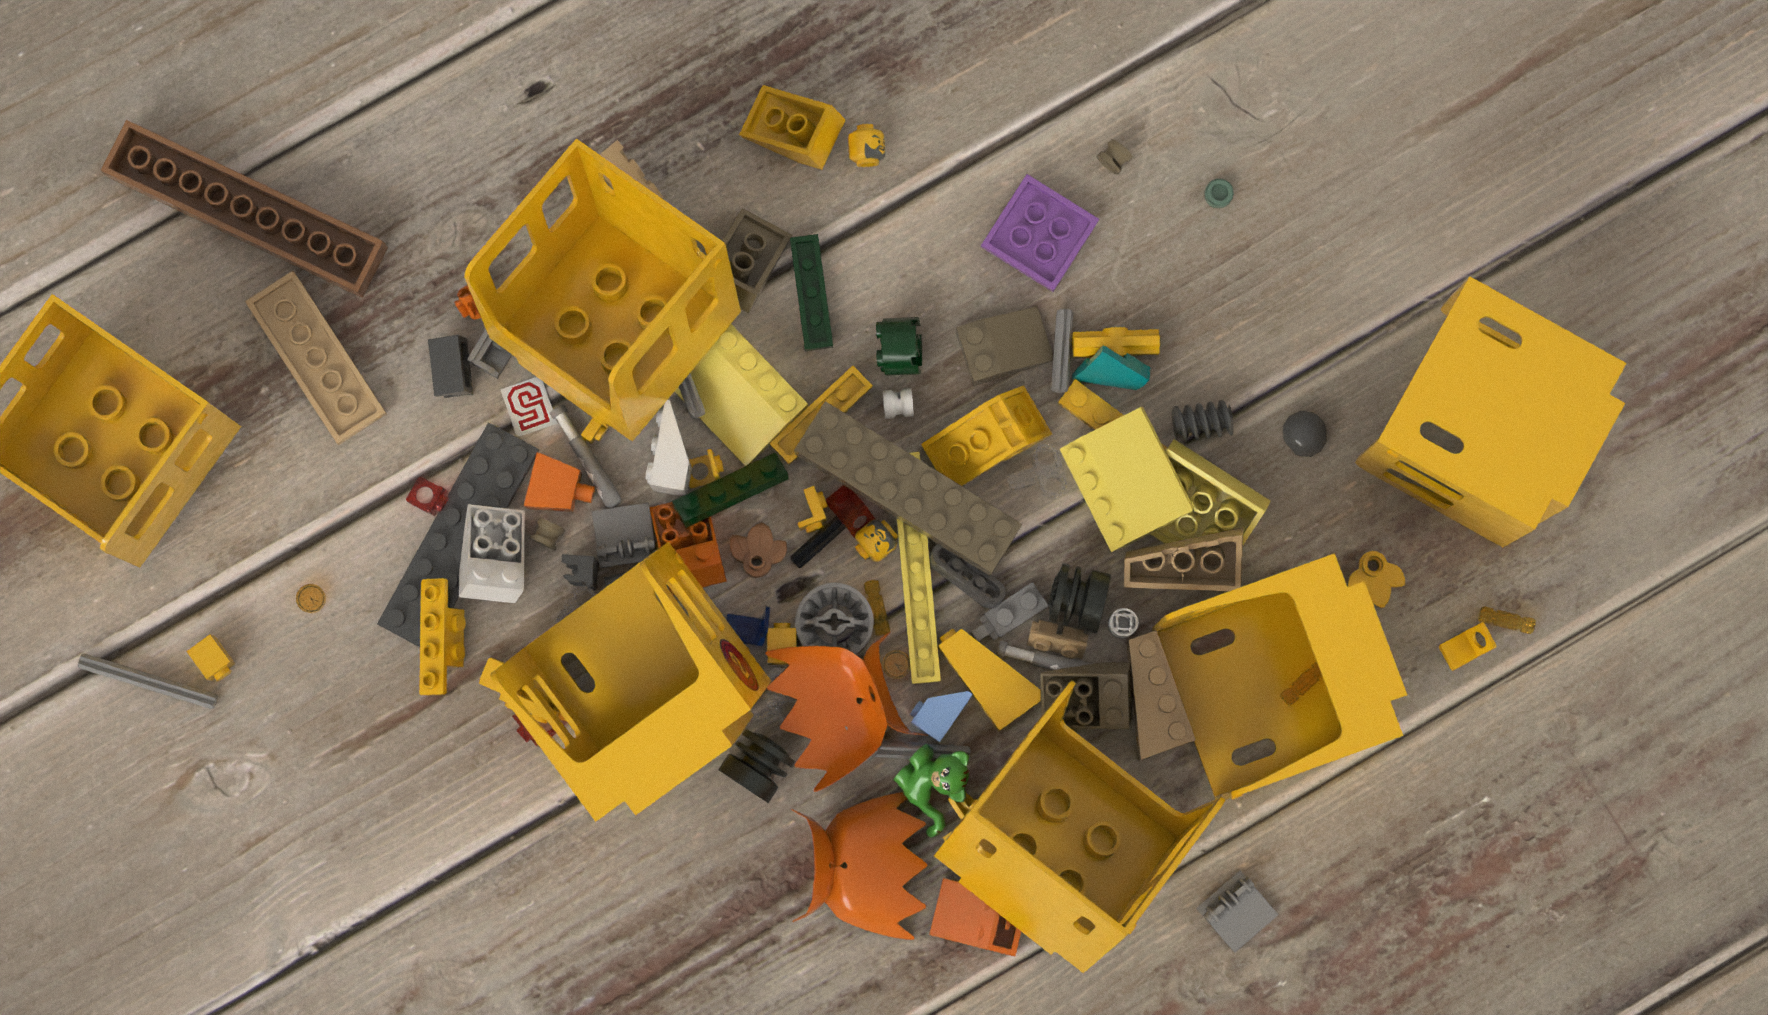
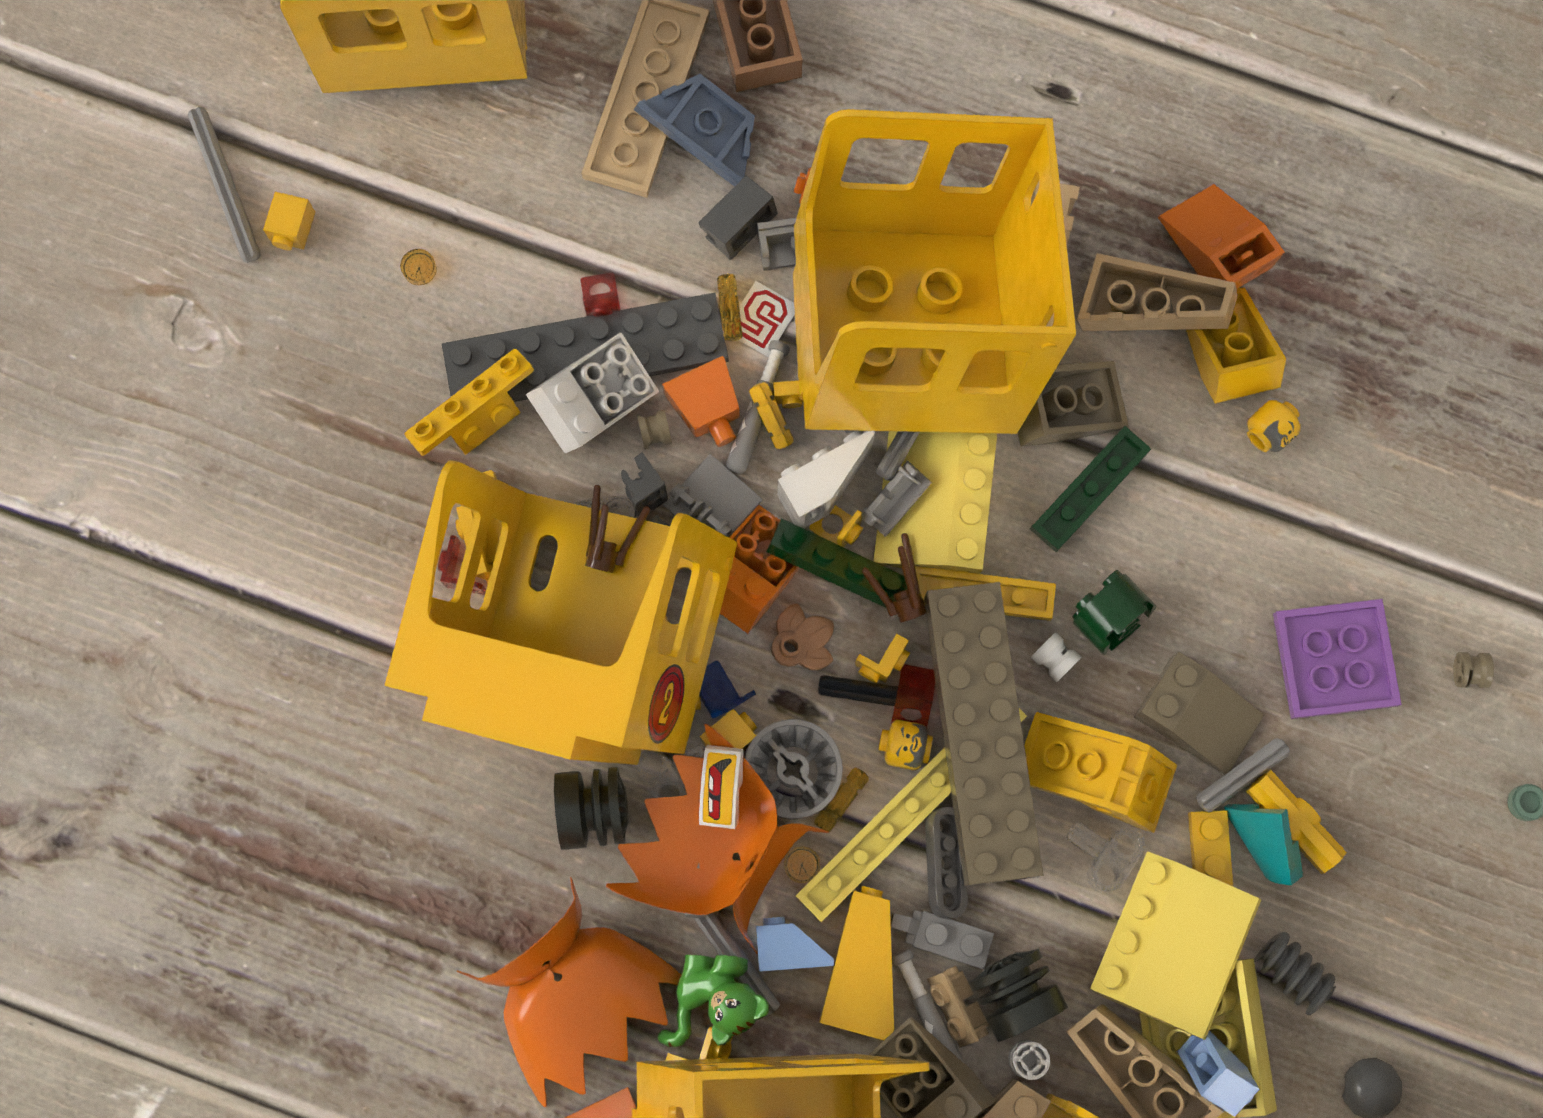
camera: 50 degrees right, 5 degrees down
(370, 337) = (704, 124): none -> sand blue wing
(505, 421) = (729, 307): none -> clear yellow axle
(600, 453) = (771, 415): none -> yellow axle
(604, 631) = (601, 553): none -> reddish brown plant
(718, 158) = (1152, 297): none -> tan wedge
(718, 419) = (896, 498): none -> light grey hinge
(720, 75) = (1221, 237): none -> orange slope
(790, 465) = (908, 602): none -> reddish brown plant
(810, 674) = (720, 787): none -> slope
(1219, 518) = (1218, 1073): none -> light blue slope

